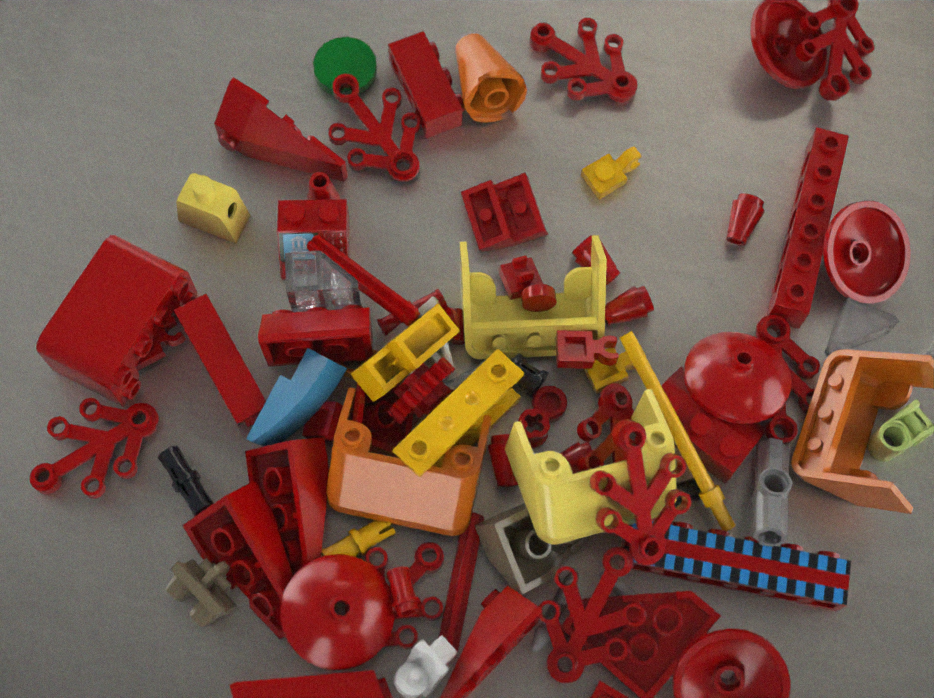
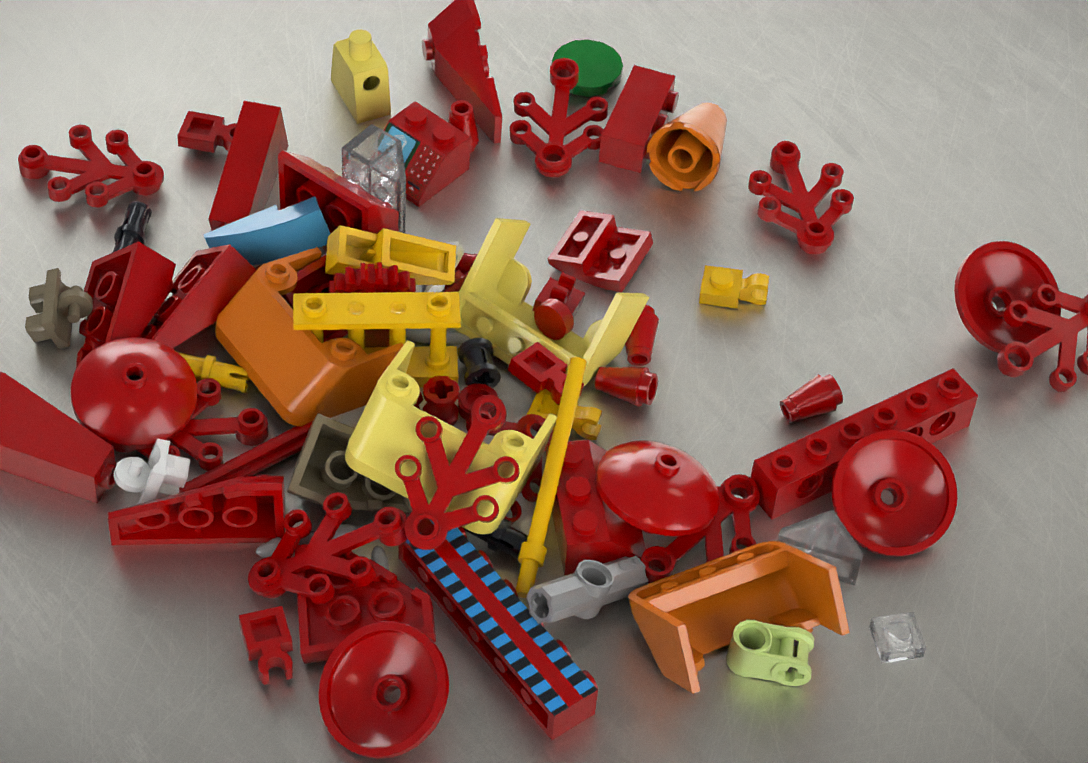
camera: 40 degrees right, 20 degrees down
(113, 318) = (195, 84): red windscreen -> none
(368, 283) = (416, 191): red axle -> none
(403, 593) = (192, 426): red pin -> none

